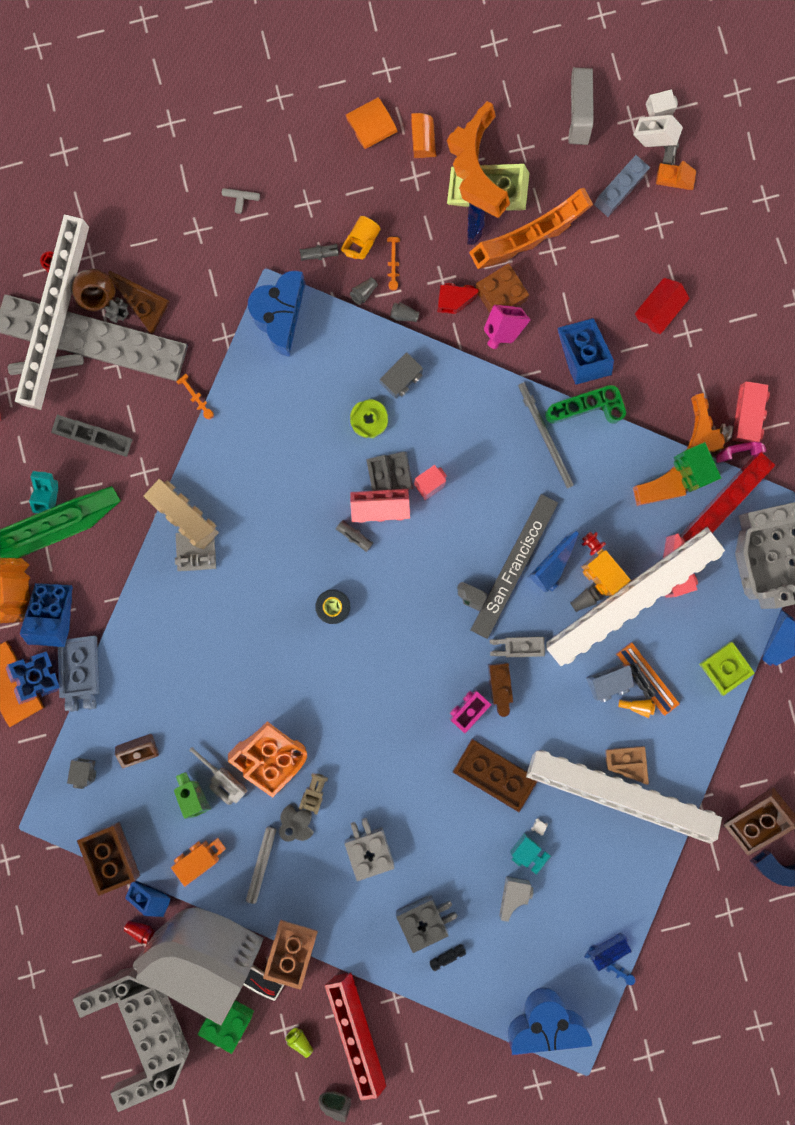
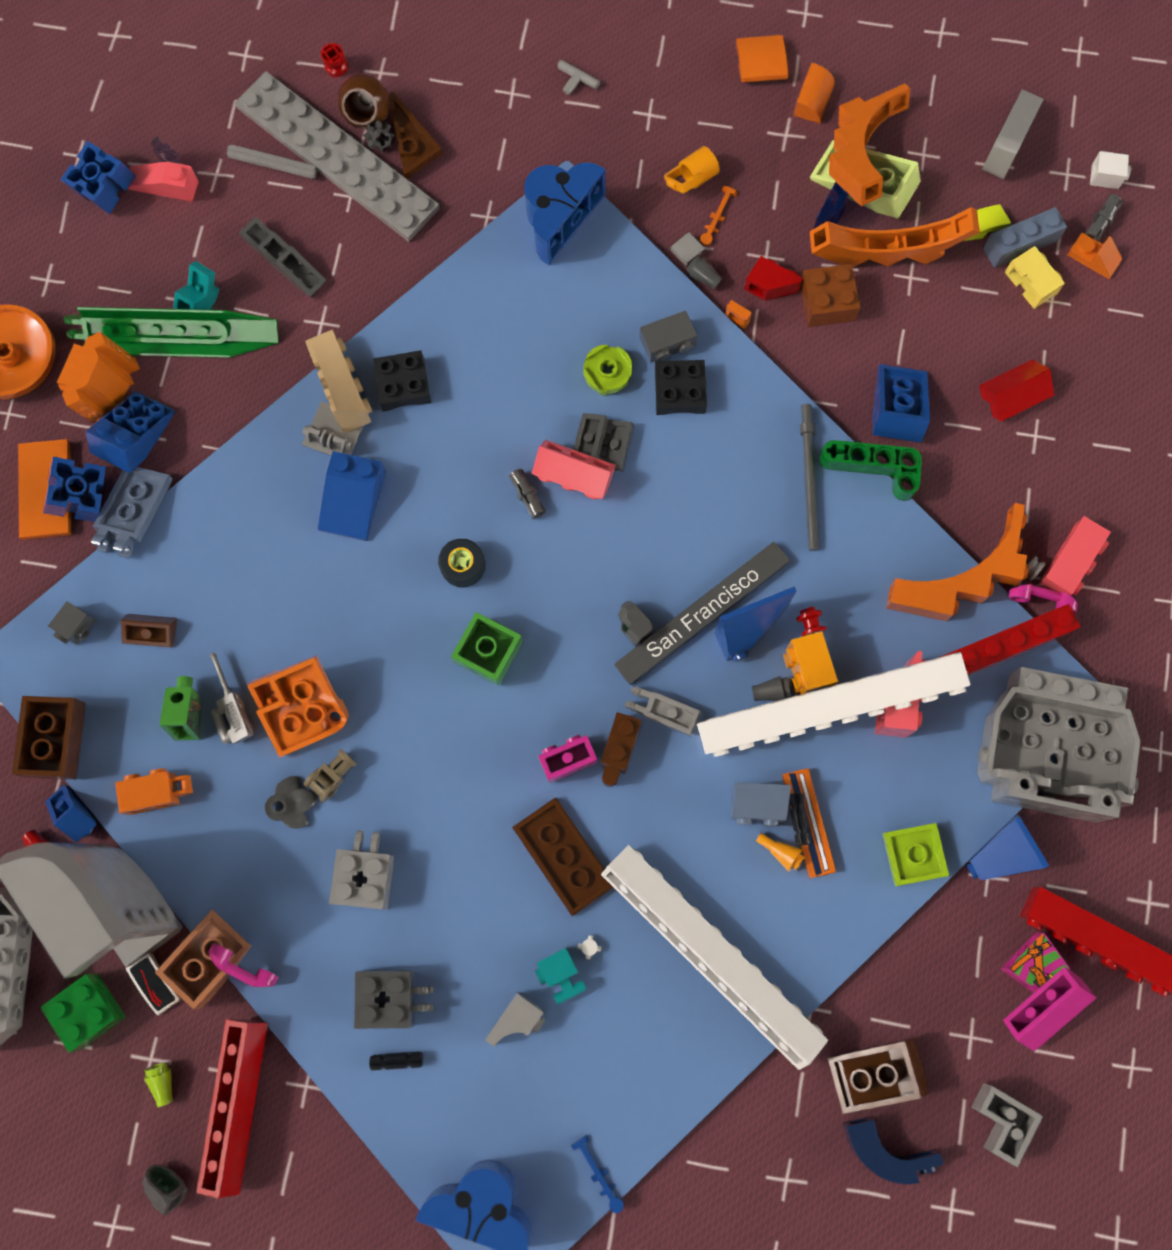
camera: 30 degrees right, 10 degrees down
(52, 312) = (304, 106): white brick -> none
(208, 414) = (424, 286): orange piece -> none
(226, 492) = (401, 380): none -> black brick
(231, 594) = (350, 495): none -> blue slope
(261, 864) = (224, 834): light grey axle -> none
(318, 252) = (637, 169): dark grey pin -> none
(335, 948) = (220, 957): none -> dark pink bar
(362, 291) = (666, 230): dark grey cone -> none
(379, 660) = (487, 649): none -> bright green brick
(383, 299) = (687, 249): none -> light grey tile
(426, 409) = (680, 387): none -> black brick
(430, 482) = (645, 463): coral brick -> none
(443, 335) = (738, 314): none -> orange tile
(505, 324) = (816, 330): dark pink torso -> none
(590, 181) = (990, 219): none -> neon yellow slope
(609, 951) = (606, 1153): clear blue panel -> none
(628, 762) = (738, 917): medium nougat wing -> none
(641, 213) = (1035, 276): none -> light yellow brick
(658, 130) = (1094, 192): white brick -> none
(696, 467) = (978, 582): green brick -> none

